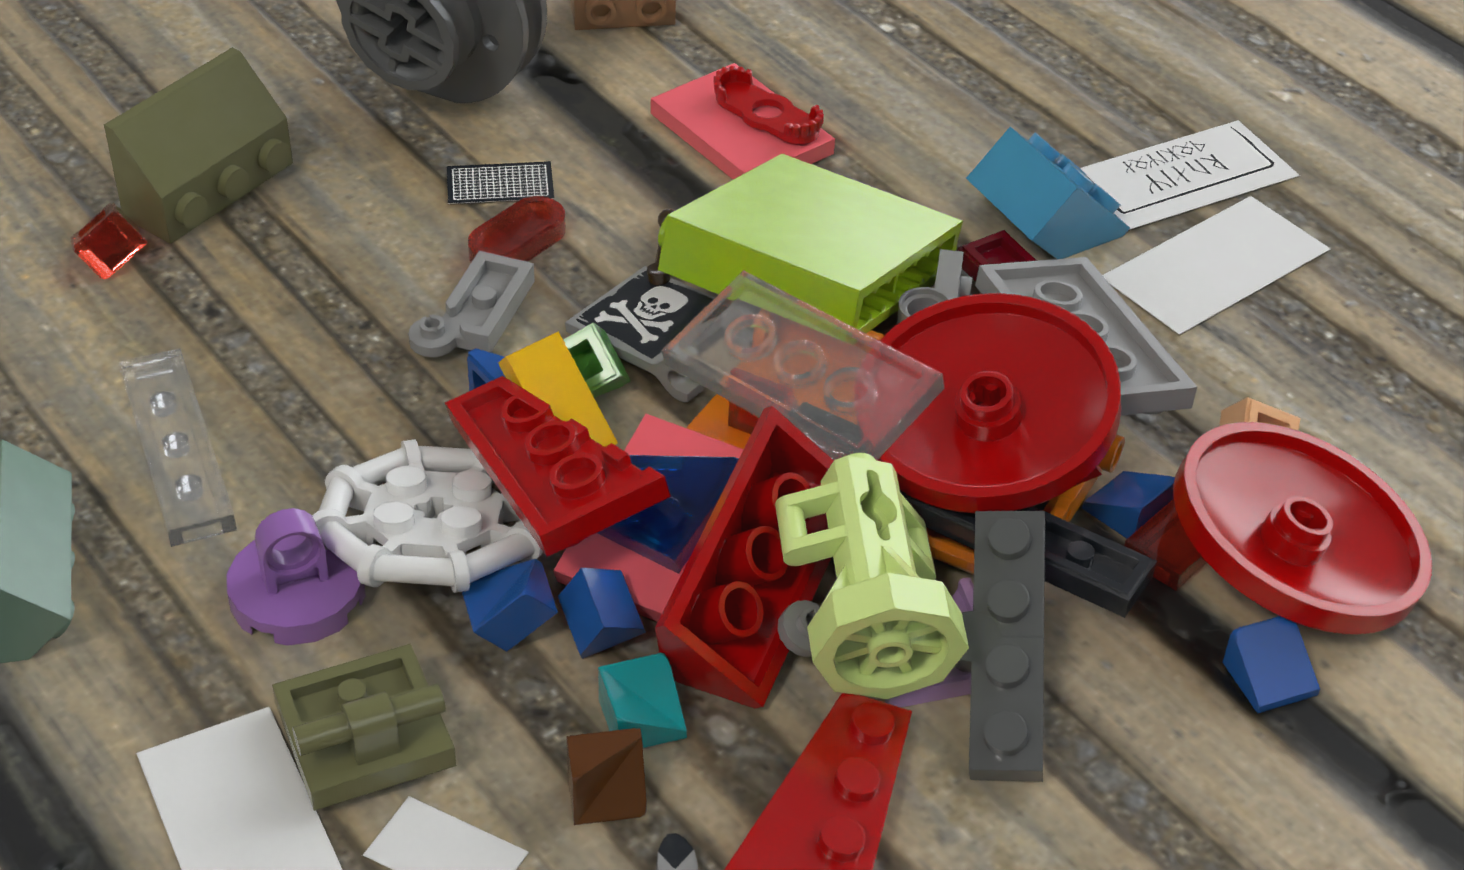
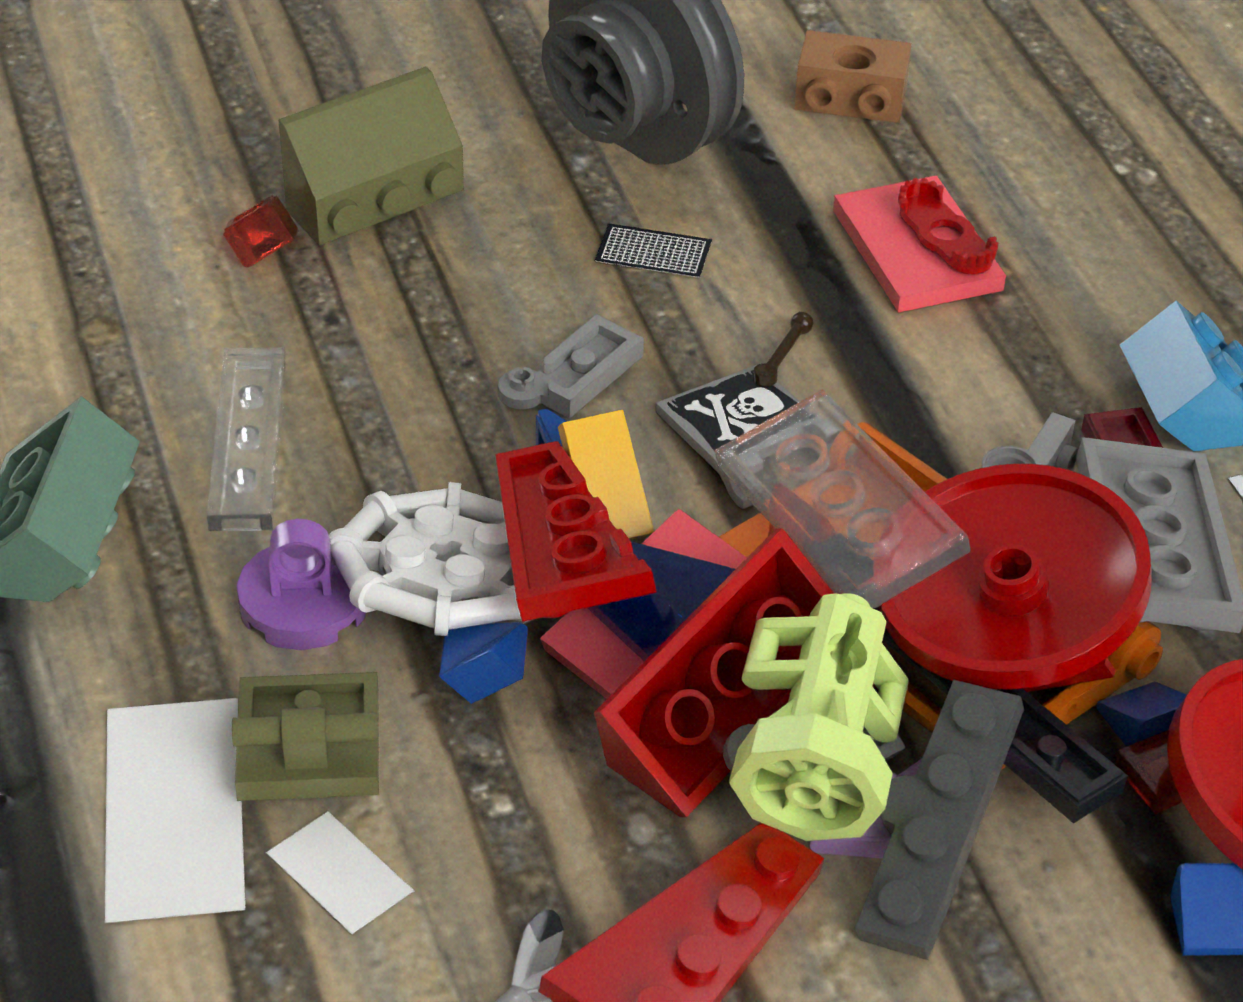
camera: 20 degrees right, 0 degrees up
(520, 229) = (650, 302): clear red tile -> none
(597, 360) = (662, 447): bright green slope -> none
(599, 610) = (566, 685): blue slope -> none
(606, 776) = (506, 840): reddish brown slope -> none
(642, 696) = (569, 782): teal slope -> none
(810, 236) = (920, 376): lime brick -> none

